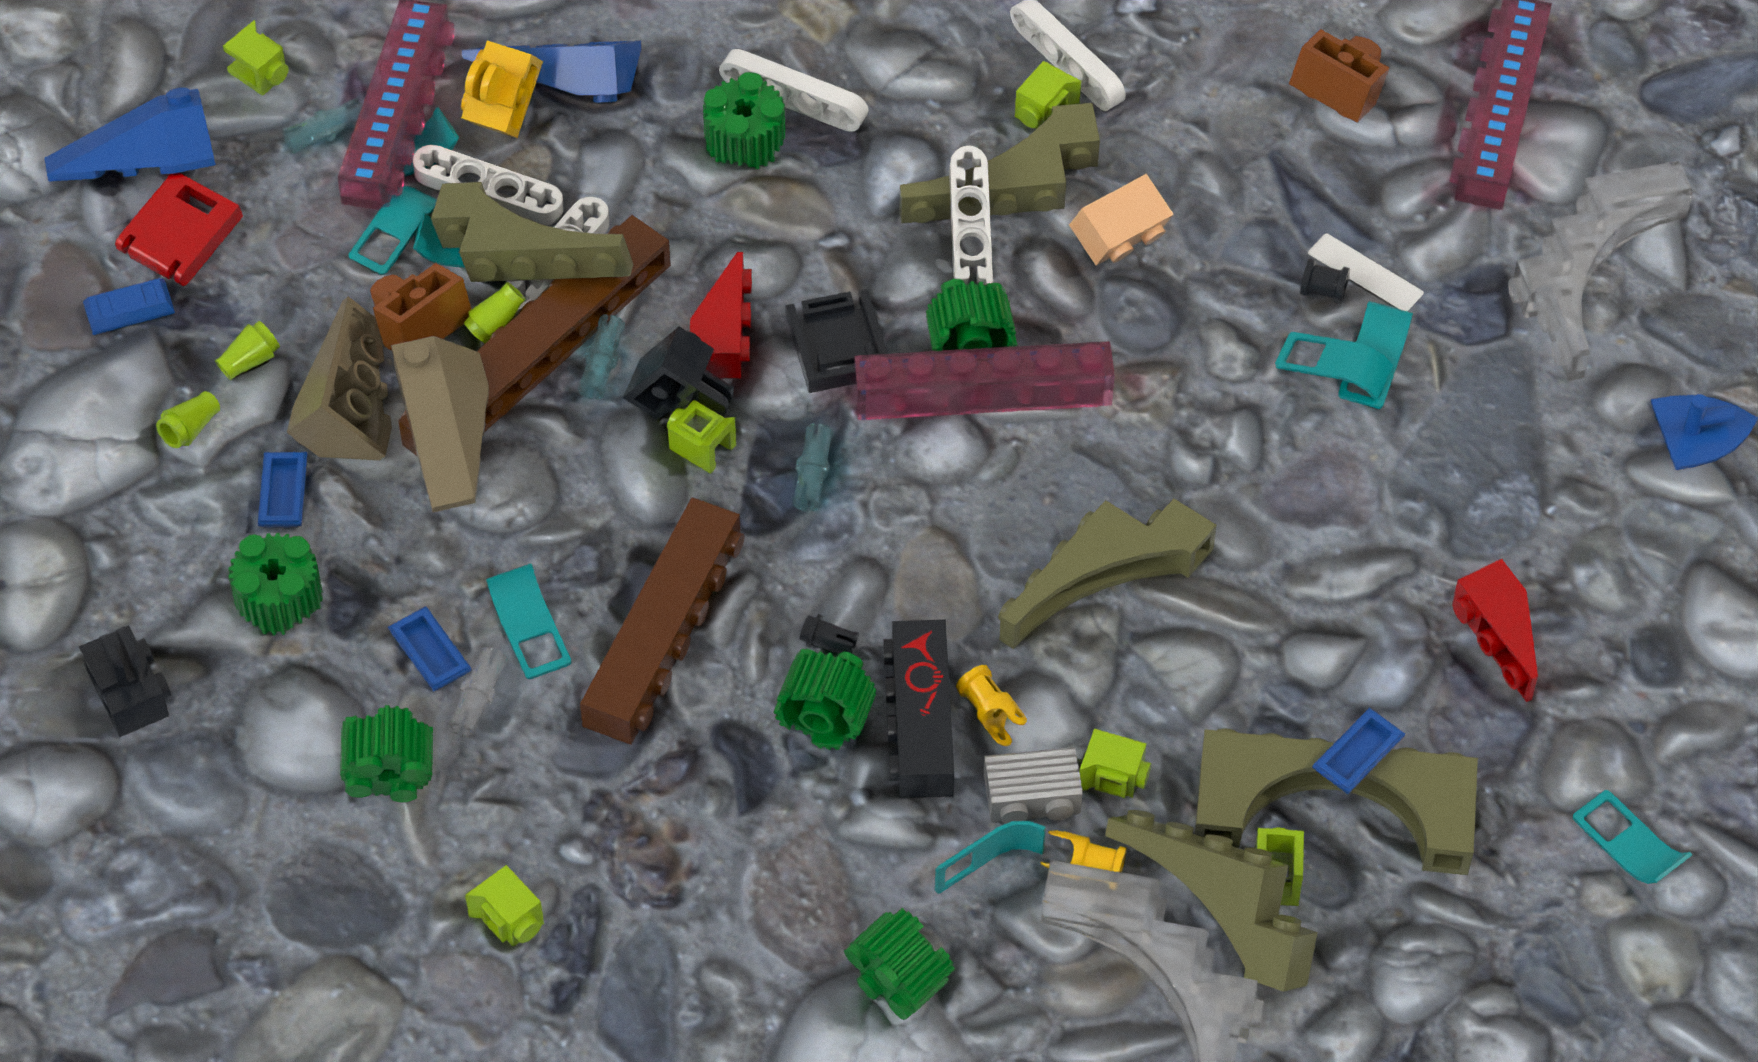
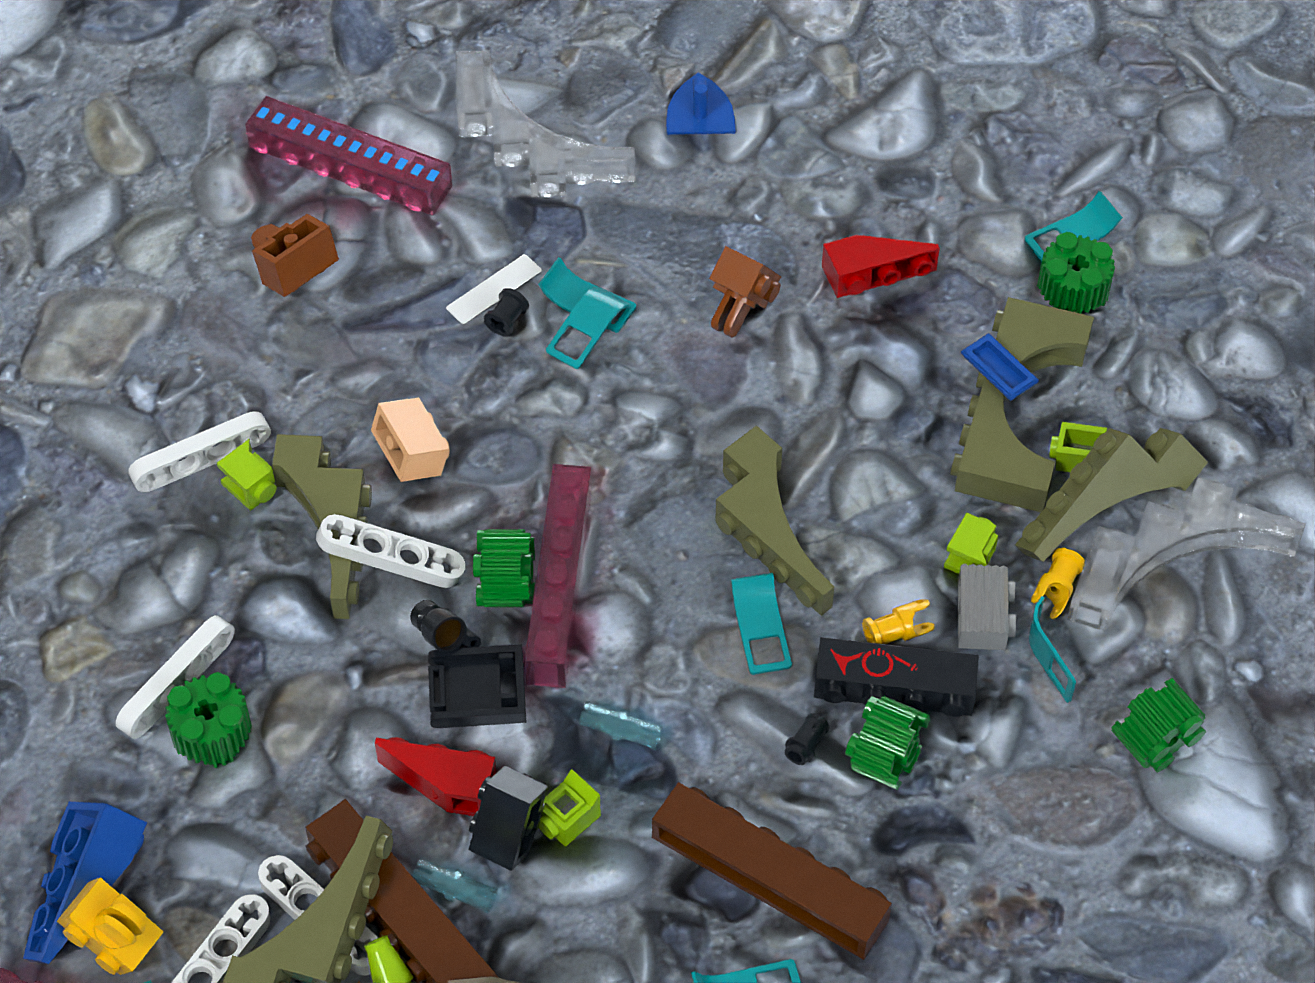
camera: 80 degrees left, 0 degrees up
(889, 288) = (442, 627): none -> black piece
(977, 580) = (759, 618): none -> teal piece
(1416, 483) = (744, 286): none -> dark orange brick
(1544, 835) = (1076, 273): none -> green brick

